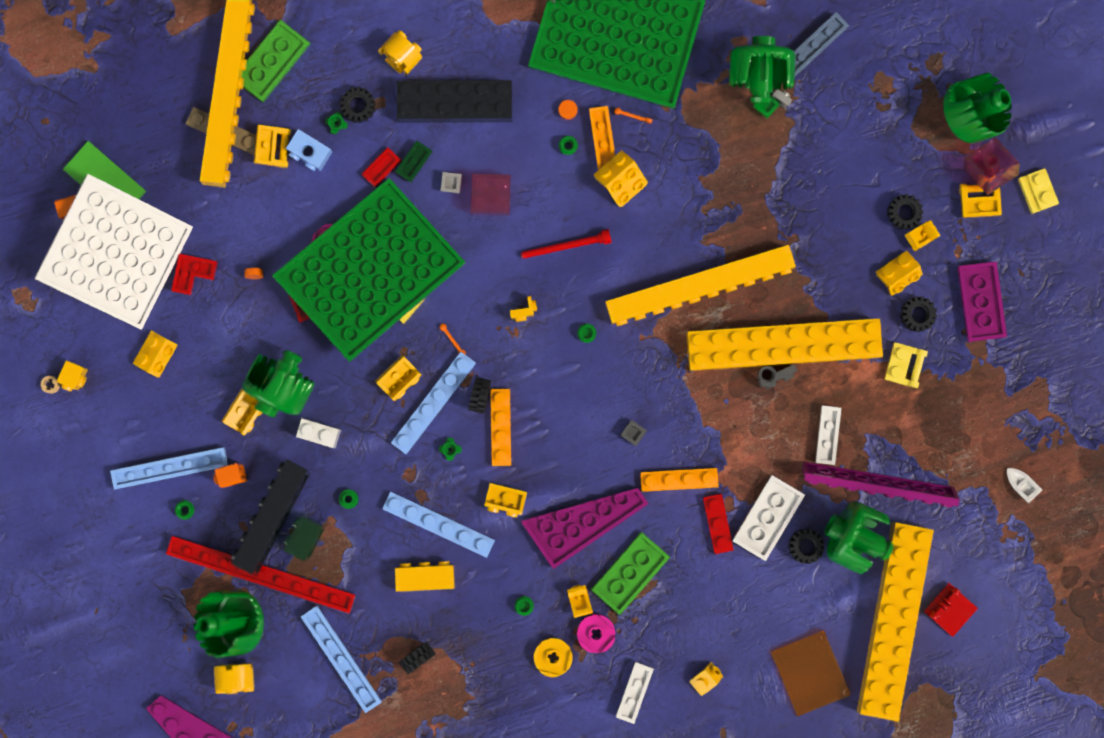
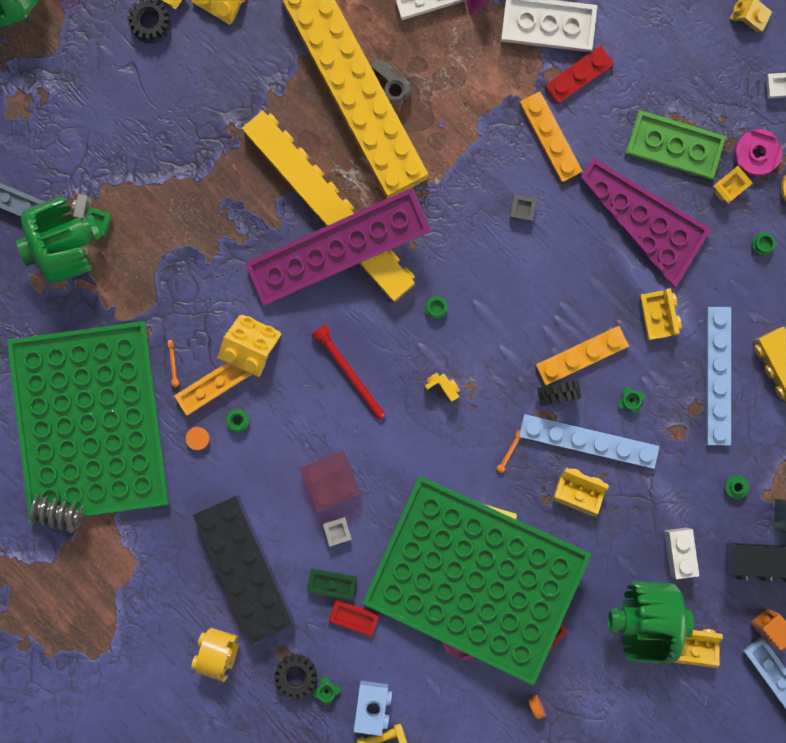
camera: 110 degrees left, 0 degrees up
(664, 276) = (338, 246): none -> magenta plate

